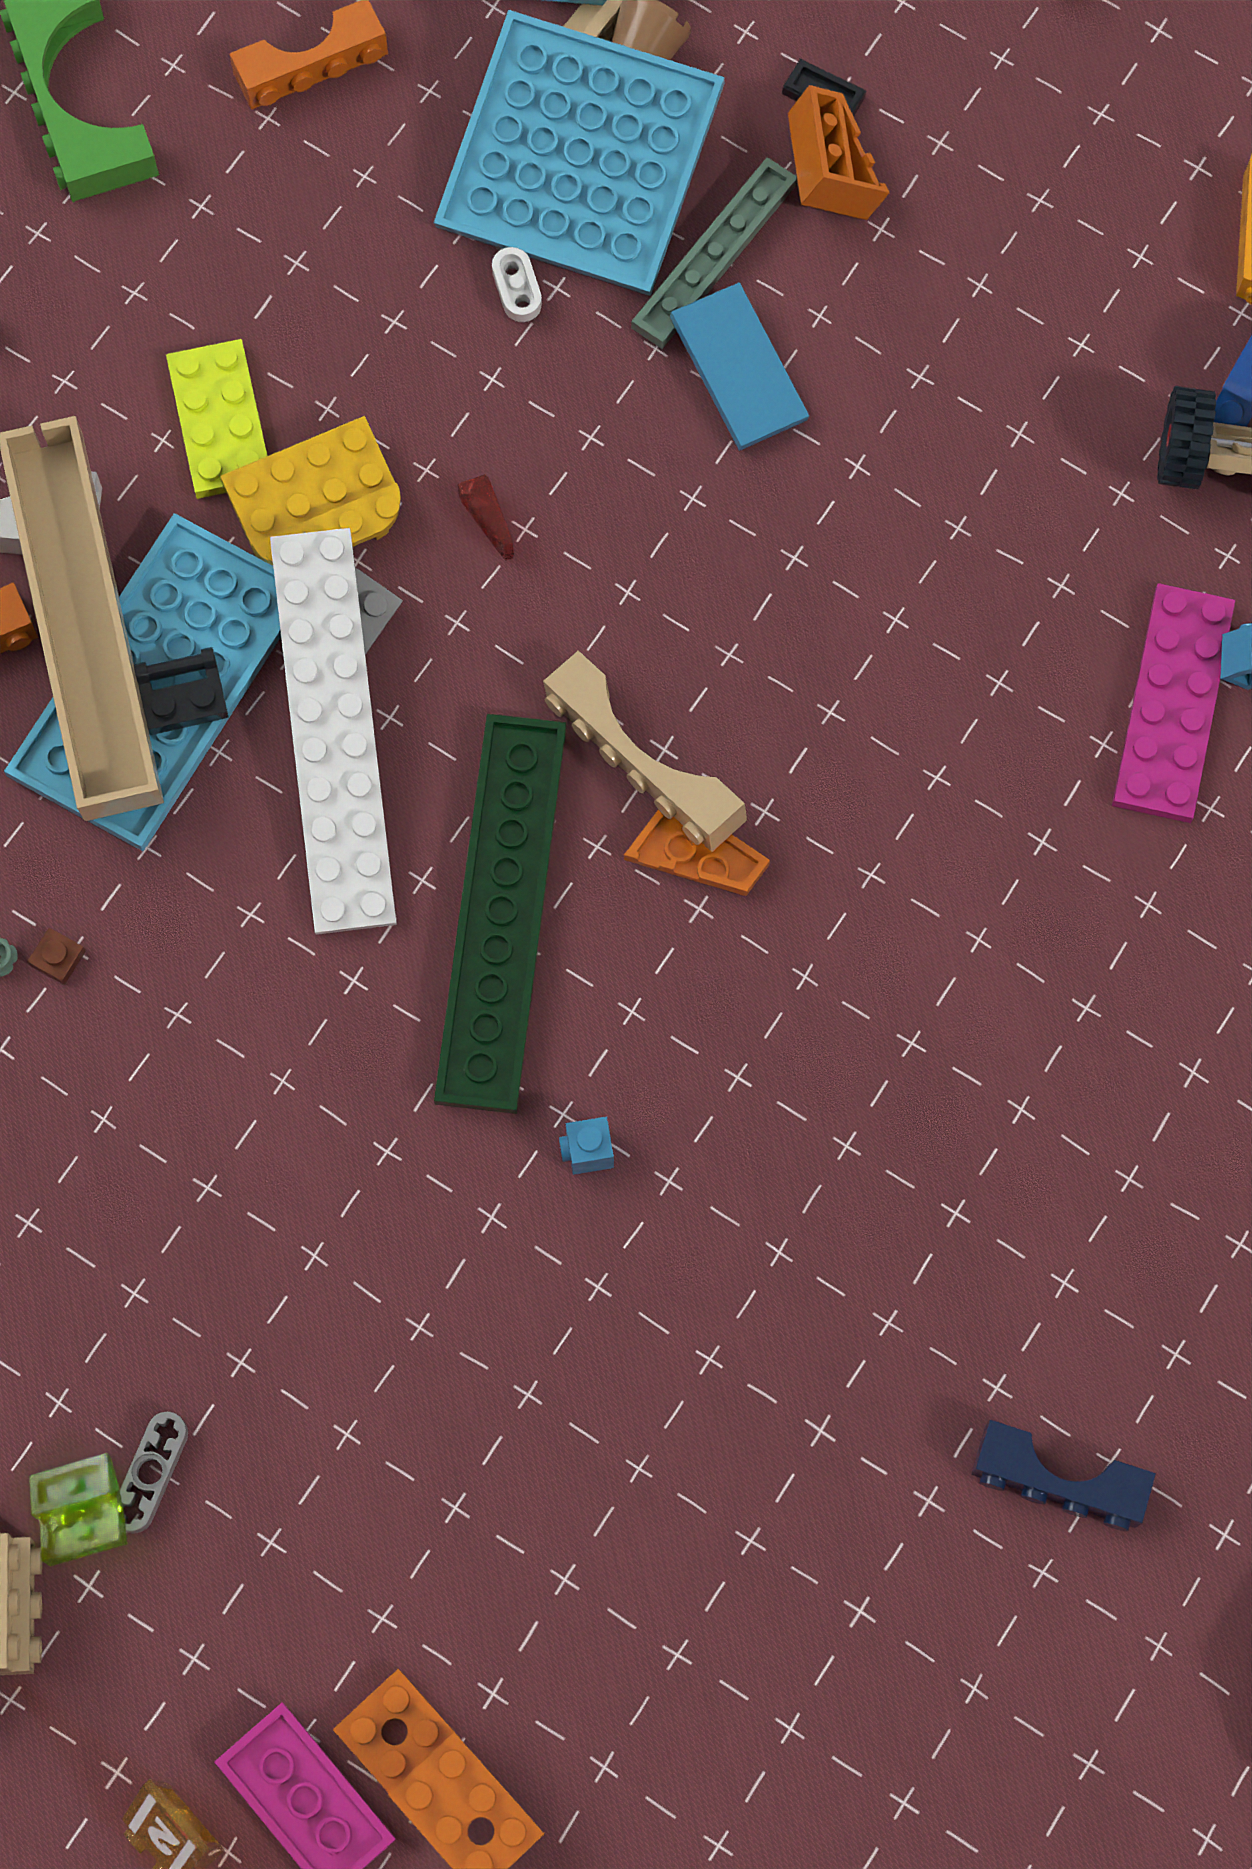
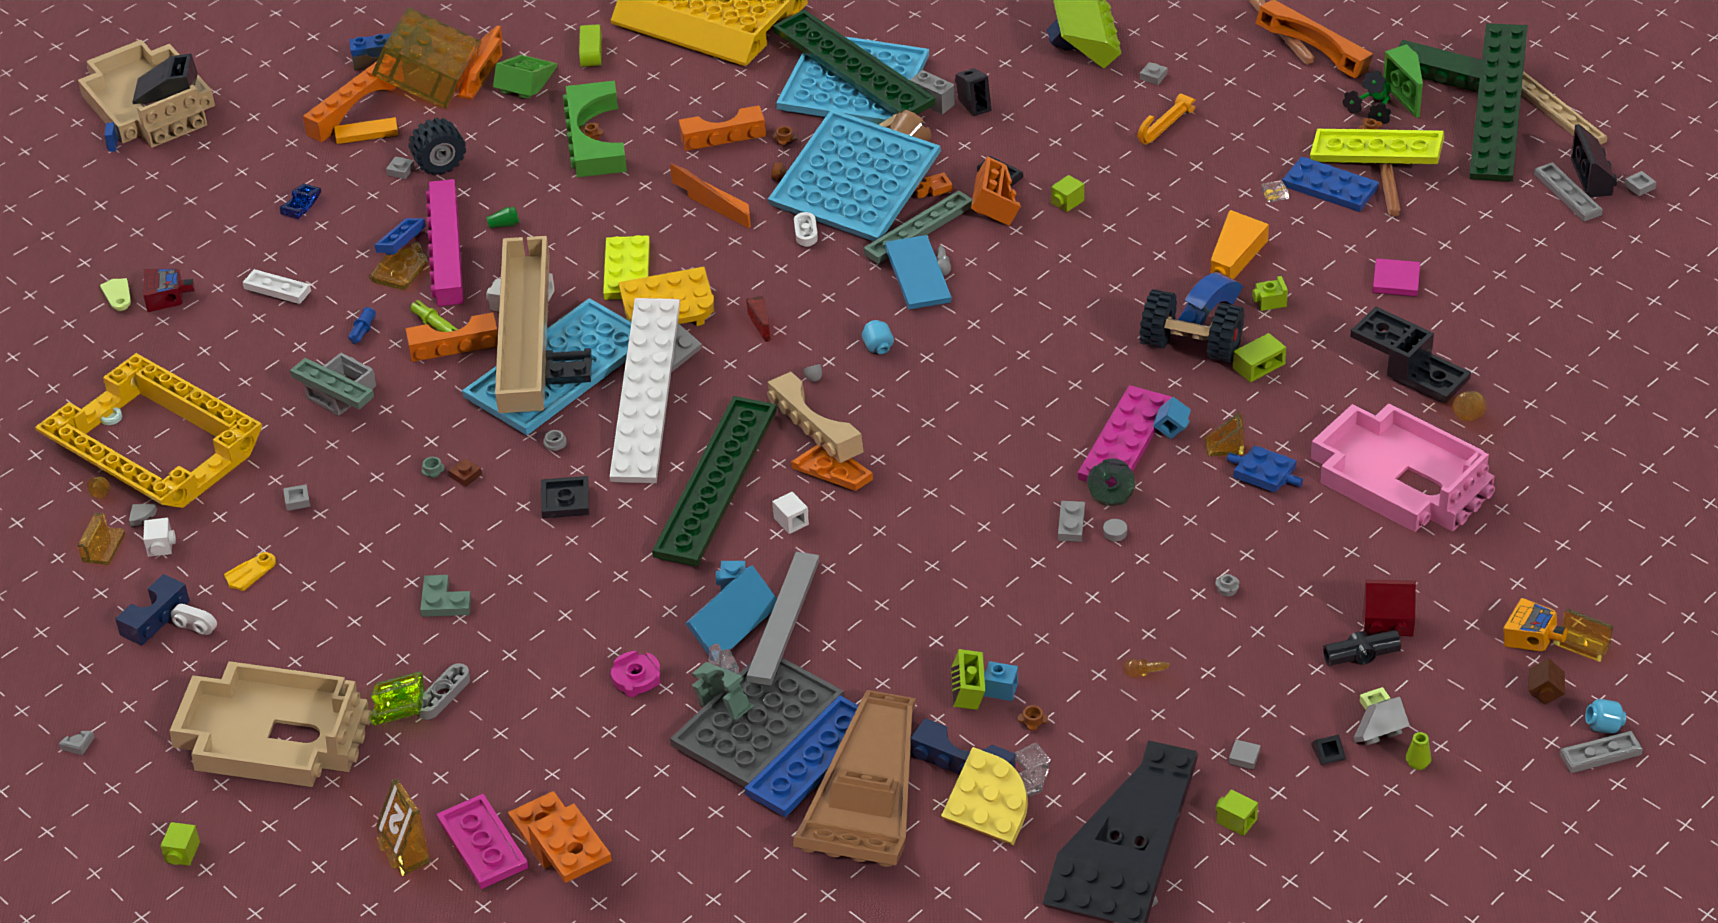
camera: 15 degrees right, 30 degrees down
(72, 98) = (592, 130): none -> dark orange plate
(88, 1267) = (440, 602): none -> sand green plate
(197, 849) = (554, 440): none -> light grey plate
(249, 993) = (565, 497): none -> black plate
(331, 225) = (711, 196): none -> orange wedge
(424, 46) = (784, 135): none -> dark orange plate
(434, 147) = (778, 171): none -> dark orange plate
(471, 1403) = (631, 683): none -> dark pink plate
(610, 631) = (813, 373): none -> light grey hinge
(610, 1230) = (733, 611): none -> dark azure tile
(610, 1396) = (716, 680): none -> sand green piece
(624, 1361) = (722, 658): none -> clear tile
(648, 971) = (790, 512): none -> white brick
(696, 1223) = (783, 619): none -> light grey tile
(702, 1449) = (754, 740): none -> dark grey plate
(705, 534) = (877, 337): none -> medium azure head
(723, 144) = (934, 184): none -> orange plate
(774, 328) = (943, 261): none -> light grey bar
(814, 1516) = (804, 761): none -> blue plate
(922, 1658) = (865, 789): none -> medium nougat wing
(956, 137) = (1067, 193): none -> lime brick
(1039, 1315) = (968, 679): none -> lime brick
(1087, 1300) = (1001, 681): none -> dark azure brick
(1124, 909) = (1071, 521): none -> light grey plate
(1129, 1570) = (988, 798): none -> light yellow plate
(1157, 1355) = (1032, 717): none -> dark orange plate
(1161, 837) = (1103, 472): none -> clear green plate
(1183, 1467) = (1035, 766): none -> clear tile
(1202, 919) = (1115, 530): none -> light grey tile

